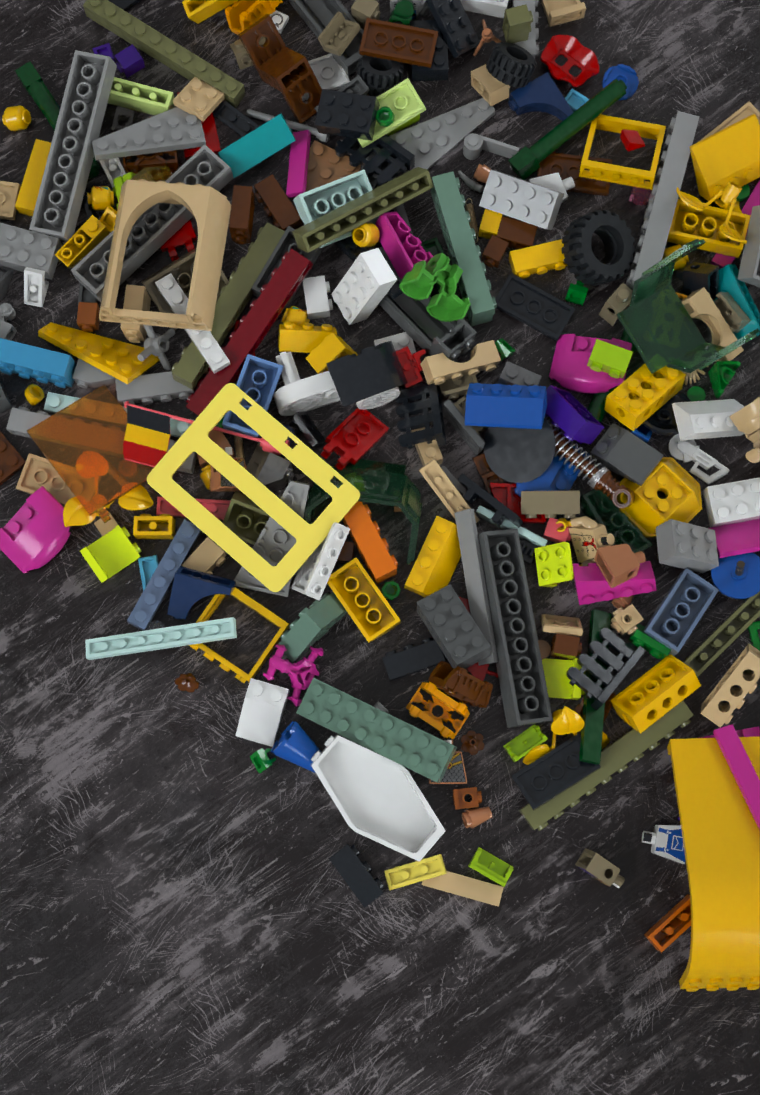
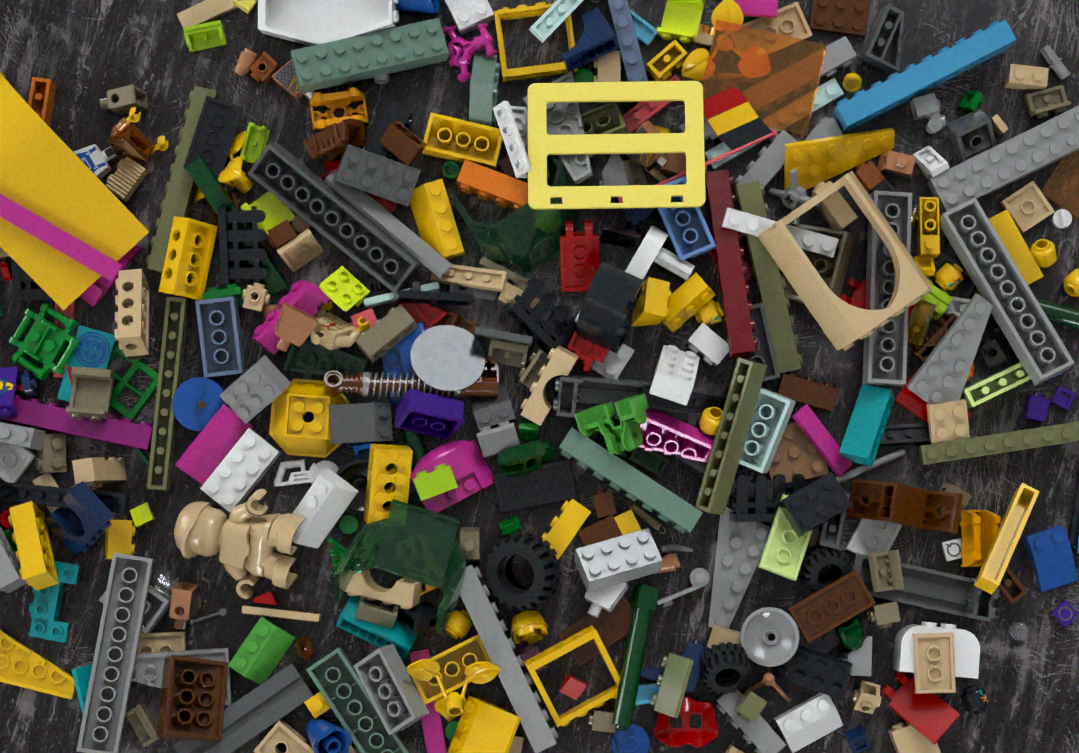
camera: 140 degrees right, 5 degrees up
(19, 156) = (1044, 253): none -> yellow head
(60, 303) = (896, 165): none -> nougat torso
(227, 571) = (584, 75): none -> green tile
(242, 214) = (825, 356): reddish brown window -> none
(384, 116) = (784, 529): green tile -> none
(412, 634) = (402, 143): none -> reddish brown brick
(426, 491) = (519, 281): none -> dark tan hinge
(463, 46) = (756, 634): none -> light grey dish
(467, 746) = (294, 118): reddish brown plant -> none
(505, 406) = (481, 371): blue slope -> none
(524, 329) = (525, 457): none -> dark green piece
(532, 358) = (497, 439): none -> light grey slope
(558, 82) = (672, 684): none -> olive slope
(622, 827) = (131, 141): none -> clear orange torso
(627, 108) = (602, 721): none -> dark tan brick
(627, 210) = (528, 627): none -> yellow cone
(650, 804) = (126, 178): none -> tan brick

